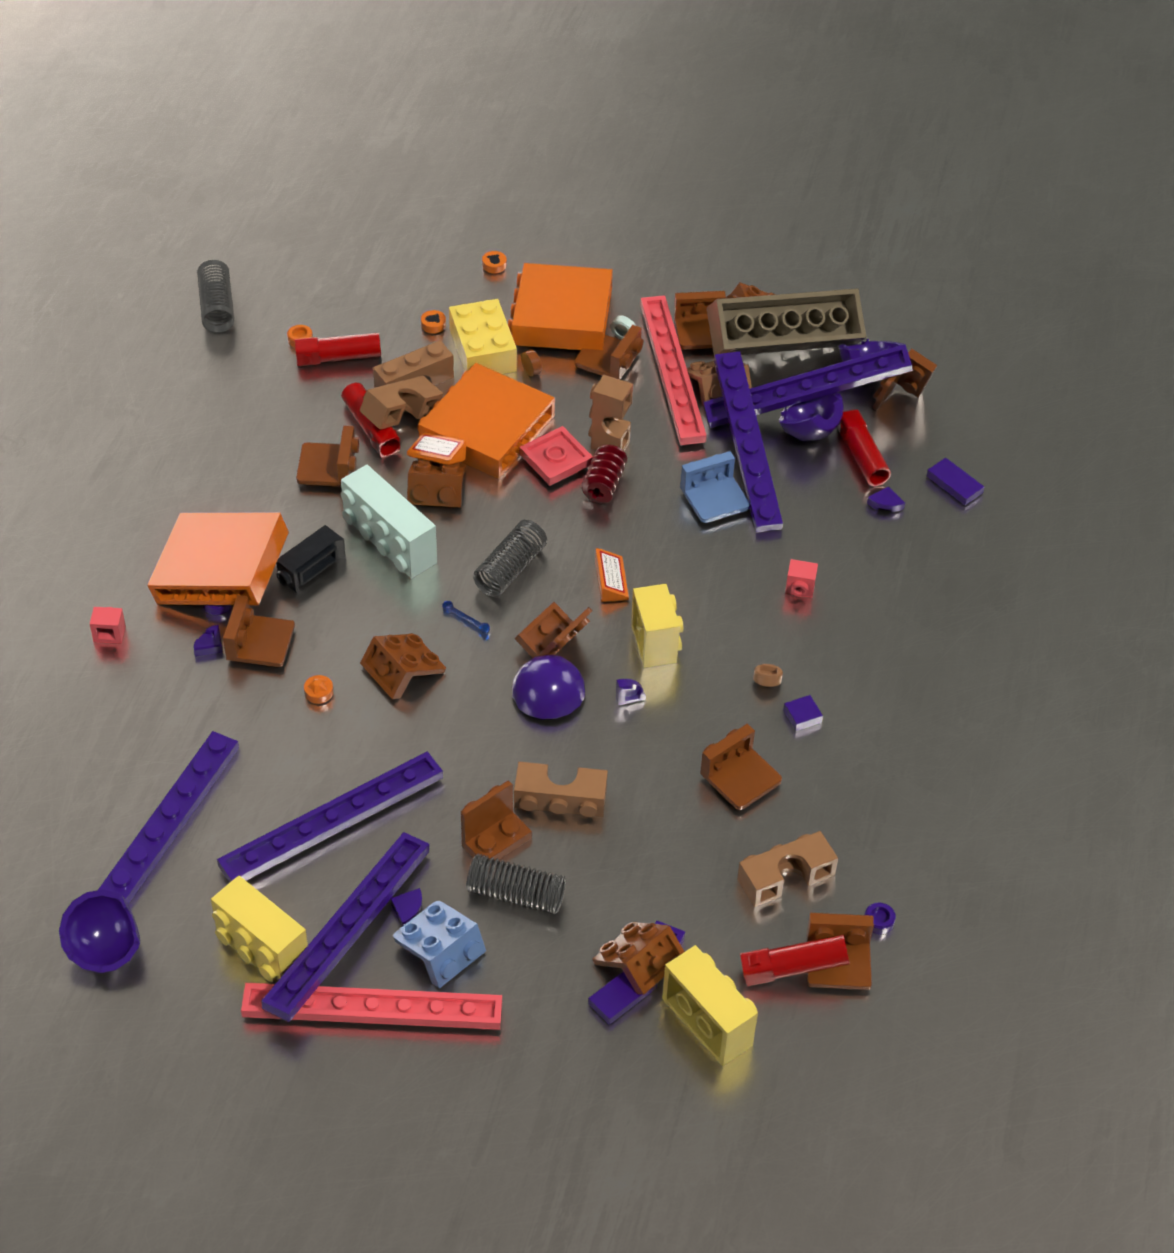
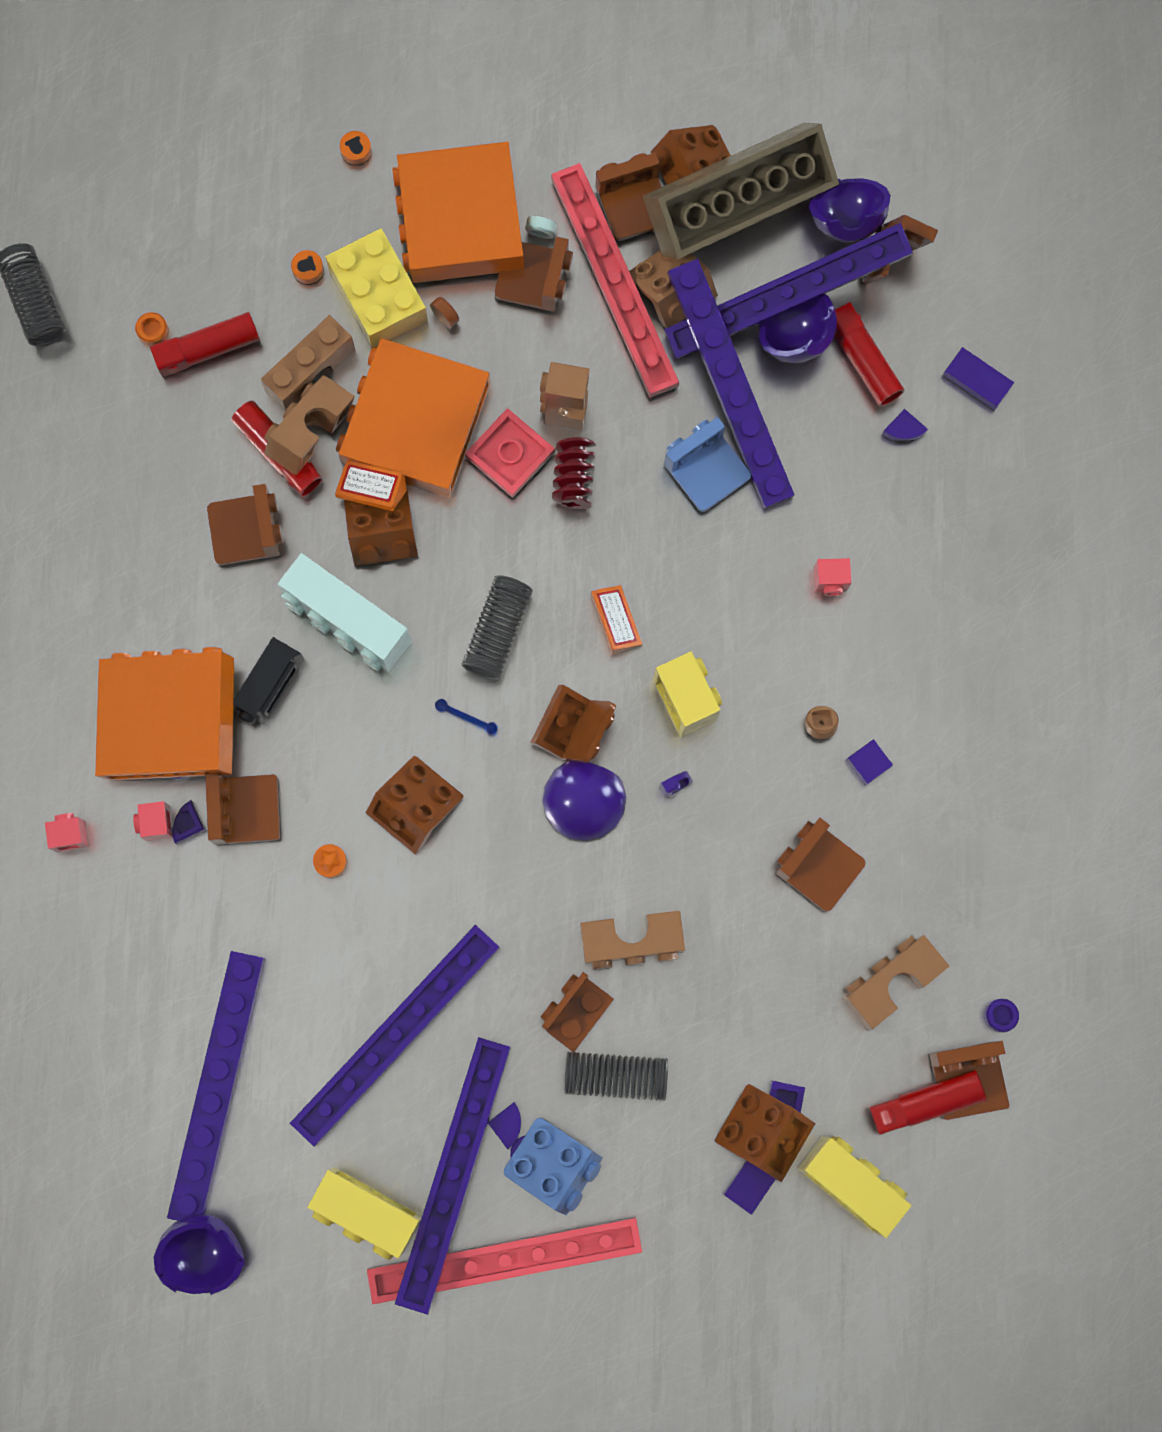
camera: 15 degrees left, 30 degrees up
(182, 630) = (153, 821): none -> coral plate

